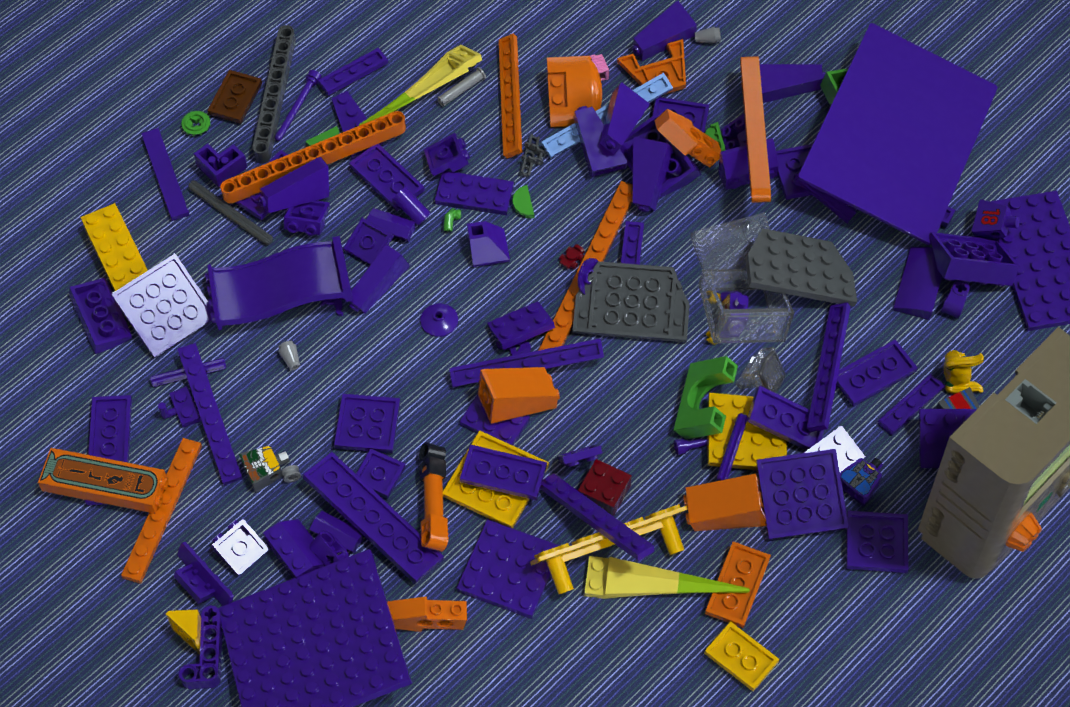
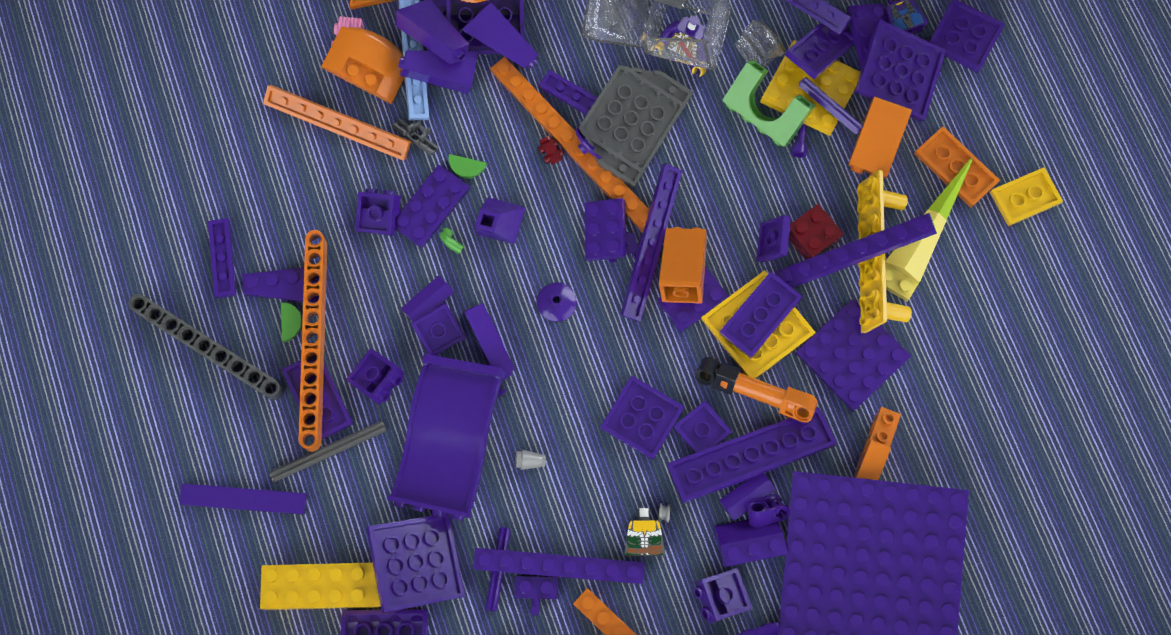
camera: 65 degrees left, 15 degrees up
(195, 117) = (188, 440): bright green gear -> none
(220, 166) = (271, 439): dark purple brick -> none
(235, 96) = (186, 388): reddish brown plate -> none
(297, 187) = (343, 371): dark purple slope -> none
(311, 80) = (208, 302): dark purple piece -> none
(385, 174) = (368, 280): dark purple plate -> none
(411, 206) = (421, 270): dark purple pin -> none
(449, 67) = (273, 165): light yellow plate -> none
(461, 87) = (300, 163): light grey pin -> none

